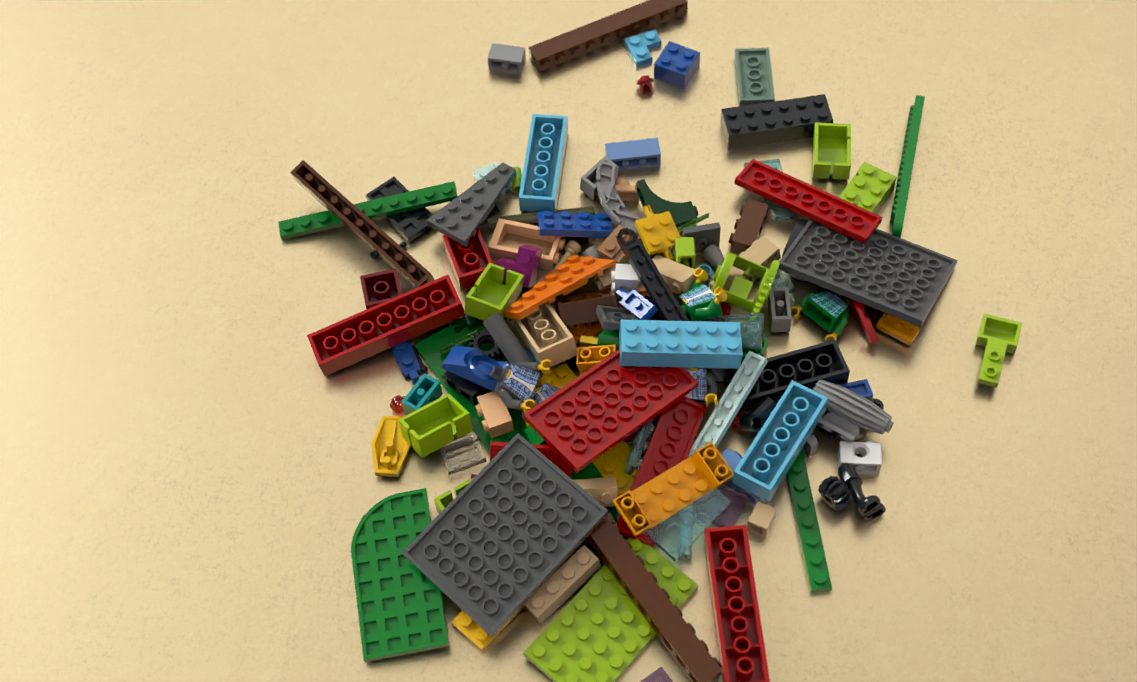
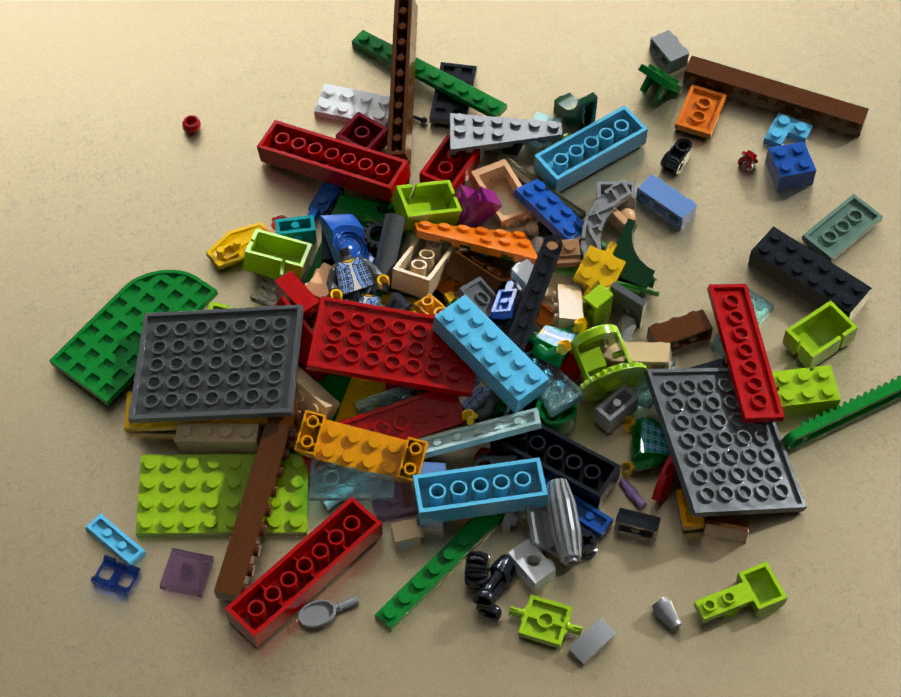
camera: 45 degrees right, 0 degrees up
(237, 393) = (191, 124): none -> red plate
(339, 278) = (343, 103): none -> white plate
(492, 431) = (298, 294): none -> red brick
(504, 149) = (576, 112): none -> dark green arch
(535, 77) = (656, 74): none -> green plate
(561, 376) = (397, 301): none -> sand blue tile
(576, 79) = (700, 111): none -> orange plate
(601, 119) = (677, 155): none -> black piece
(777, 624) = (323, 611): none -> light grey piece
(852, 353) = (632, 493): none -> lavender piece
(881, 368) = (637, 524): none -> black panel
(912, 482) = (545, 621): none -> lime plate
(935, 317) = (726, 528): none -> reddish brown panel
(954, 464) = (592, 640): none -> light grey slope
(968, 403) = (666, 613): none -> light grey cone

